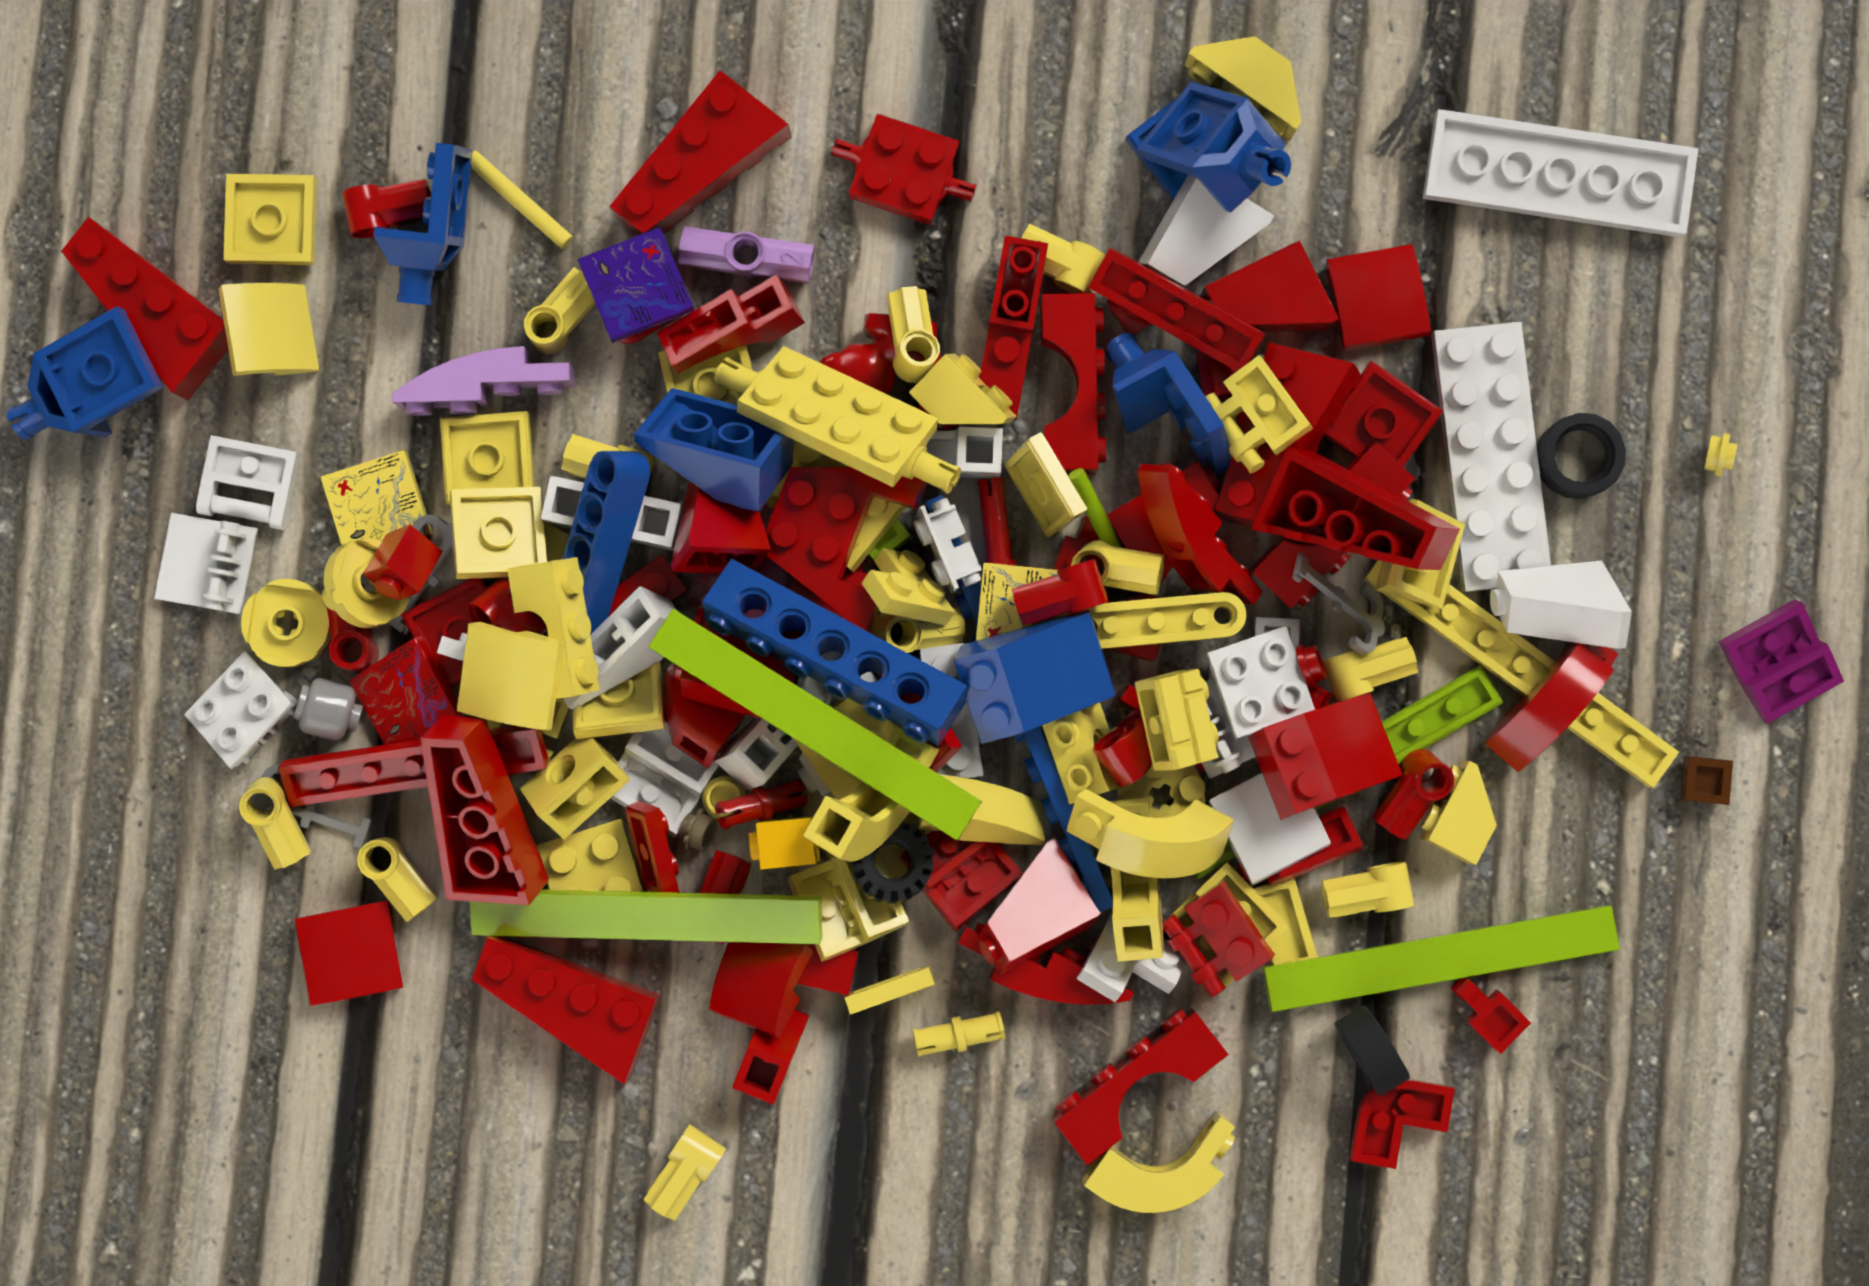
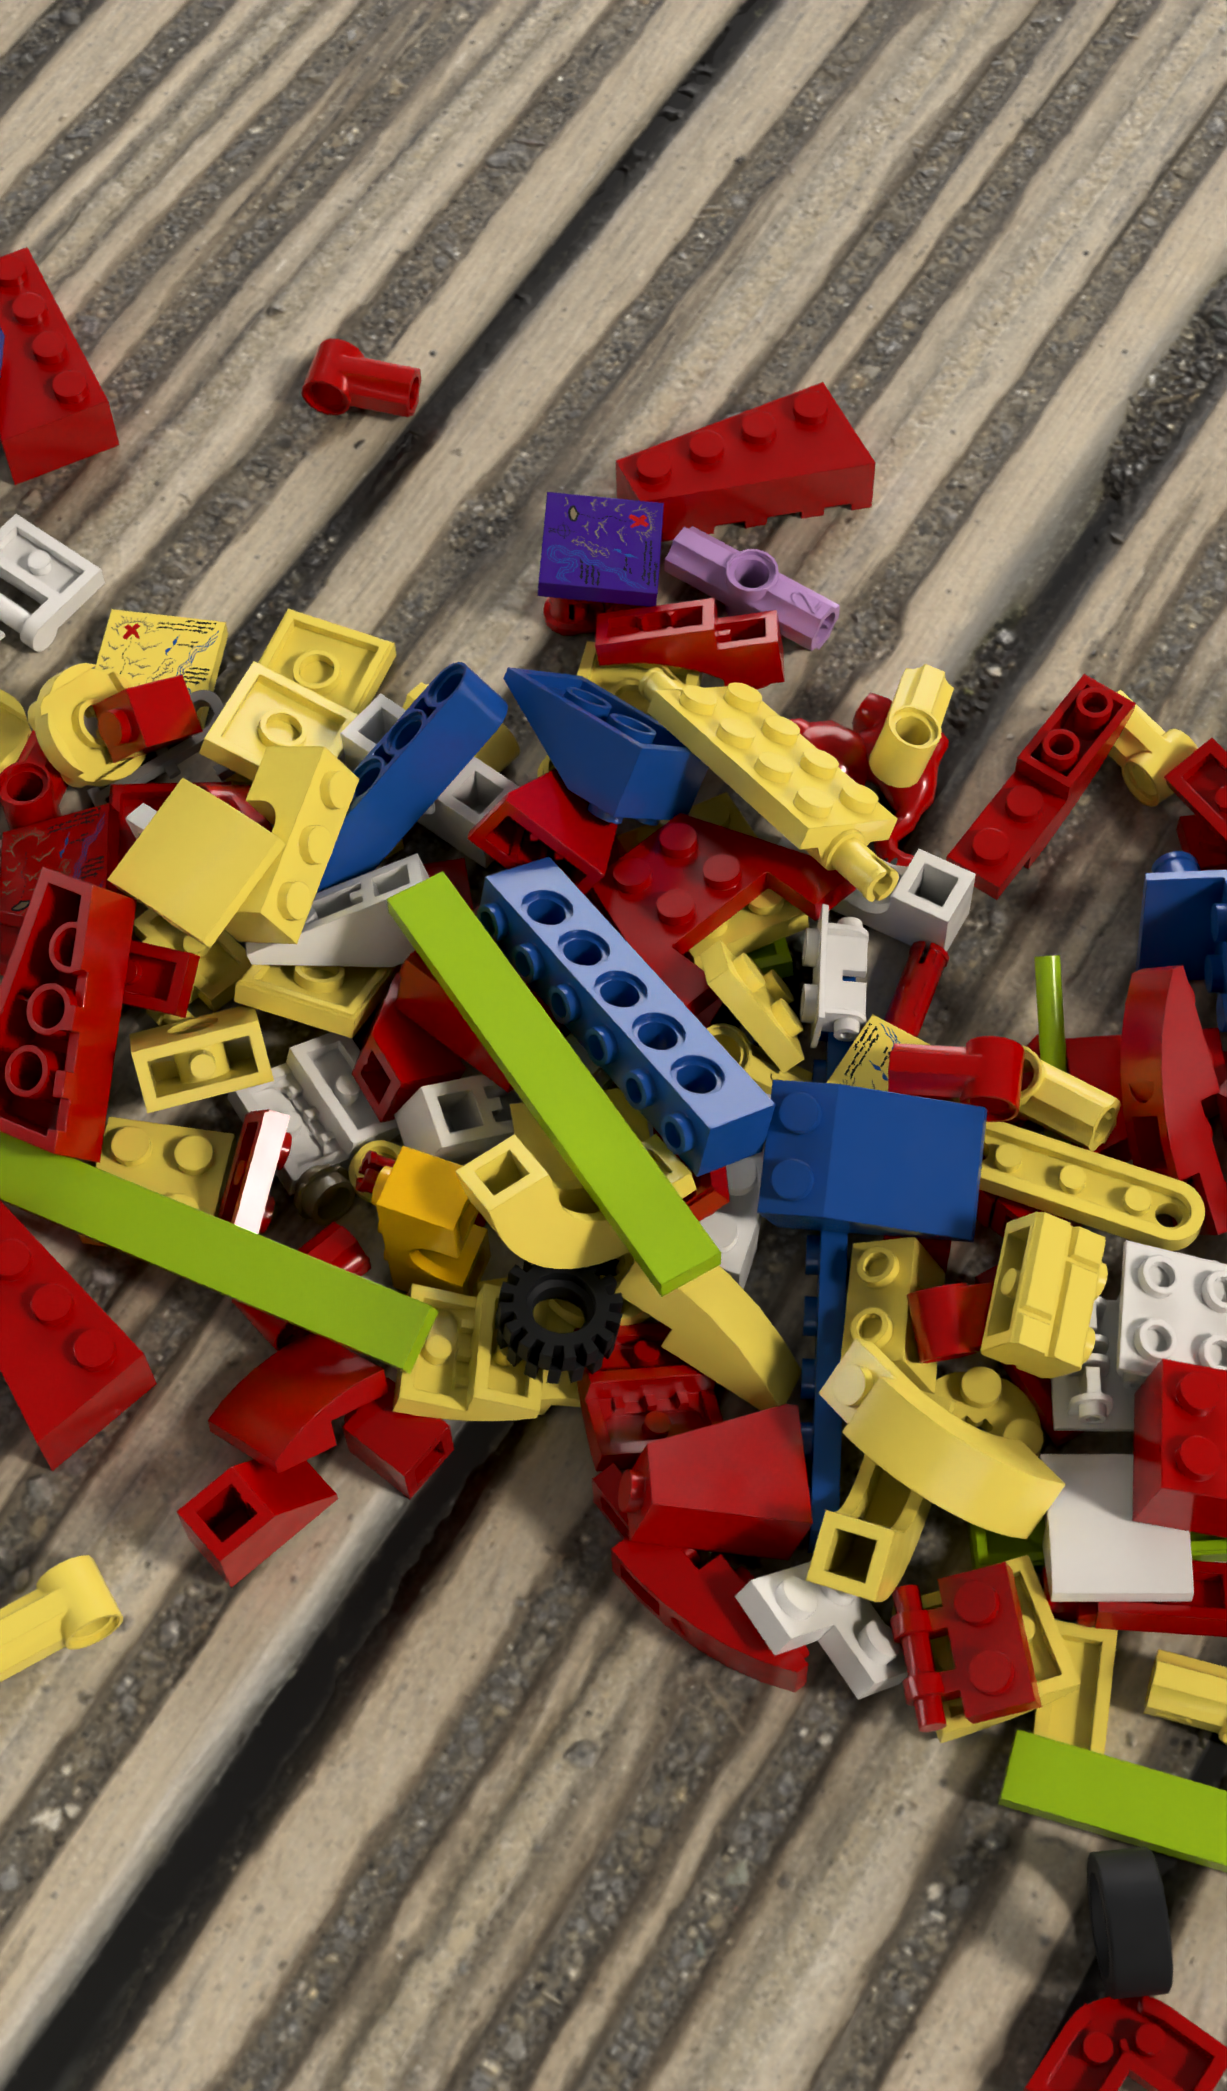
camera: 25 degrees right, 25 degrees down
(268, 328) = (151, 434): light yellow slope -> none
(270, 219) = (223, 345): light yellow plate -> none
(446, 214) = (409, 417): blue plate -> none
(466, 381) = (347, 578): lavender slope -> none
(520, 201) = (514, 438): light yellow bar -> none
(565, 307) = (480, 561): light yellow piece -> none
(889, 989) = (465, 1508): light yellow tile -> none
(904, 169) = (991, 584): red plate -> none
(959, 396) = (937, 815): light yellow slope -> none
(959, 1034) = (528, 1618): light yellow pin -> none
(1044, 485) = (999, 965): light yellow tile -> none
(1070, 330) = (1113, 828): red arch -> none
(1163, 1186) = (718, 1982): light yellow arch -> none
(1181, 1048) = (838, 1789): red arch -> none

